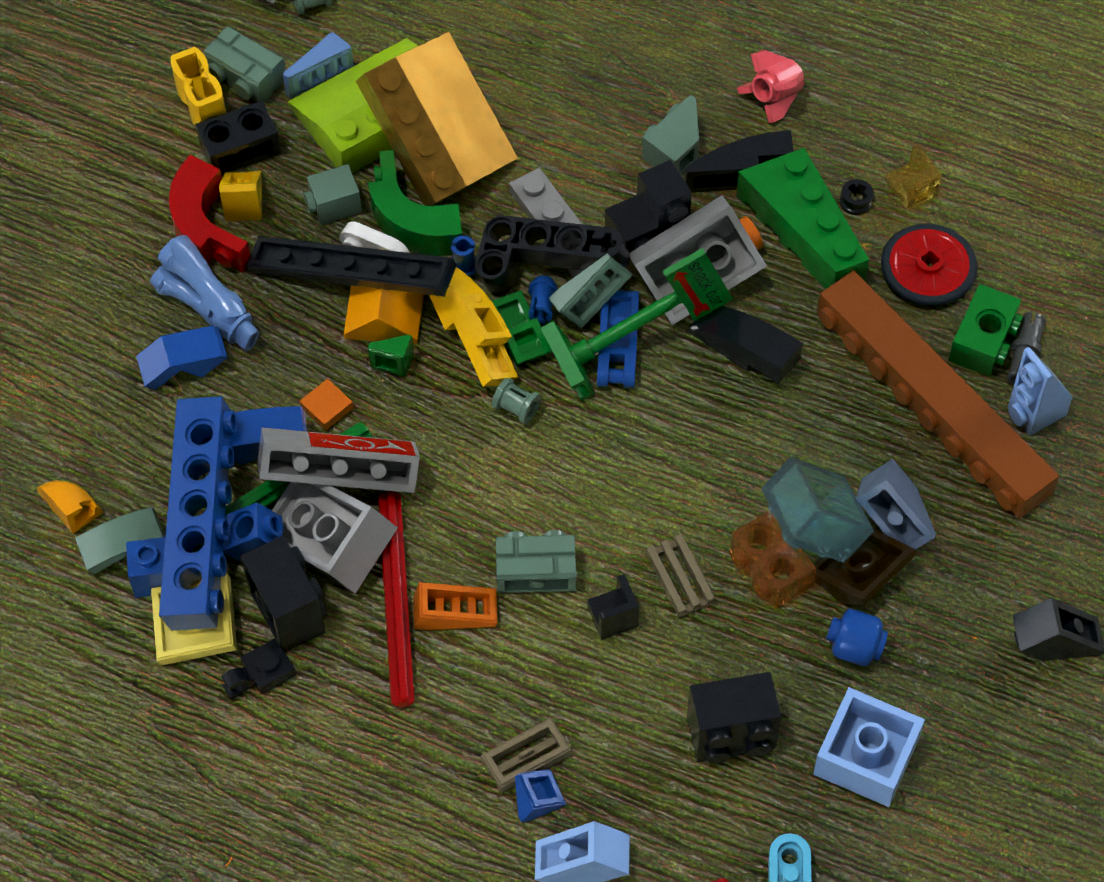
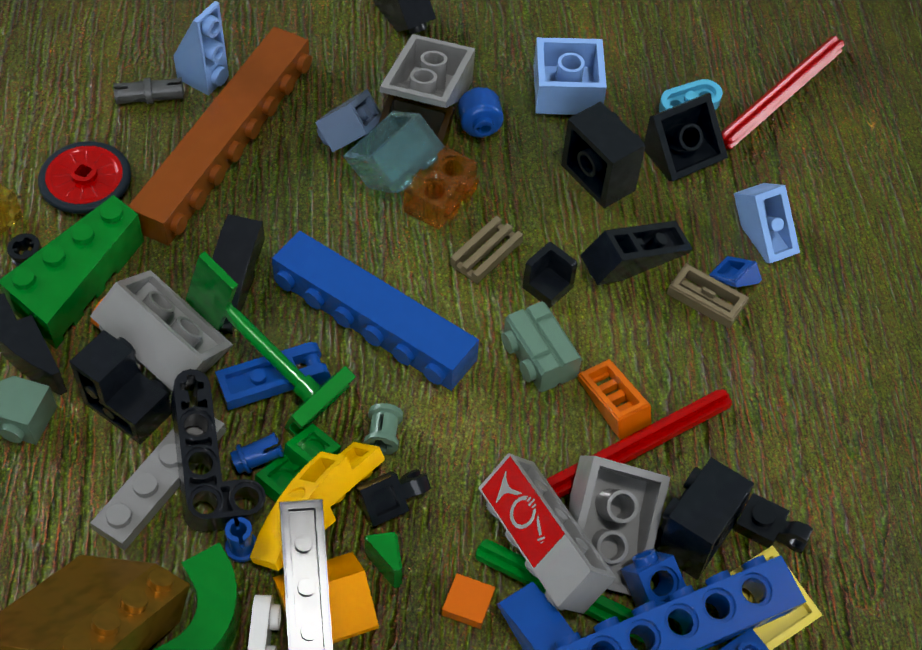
camera: 120 degrees left, 5 degrees down
(447, 376) = (387, 495): none -> black plate
(581, 308) = (248, 409): sand green slope -> none
(604, 707) = (633, 250): none -> black slope
(647, 440) = (375, 310): none -> blue brick
(727, 833) = (685, 138): none -> black slope
(912, 588) = (431, 71): none -> light grey slope
(992, 312) = (143, 116): green brick -> none

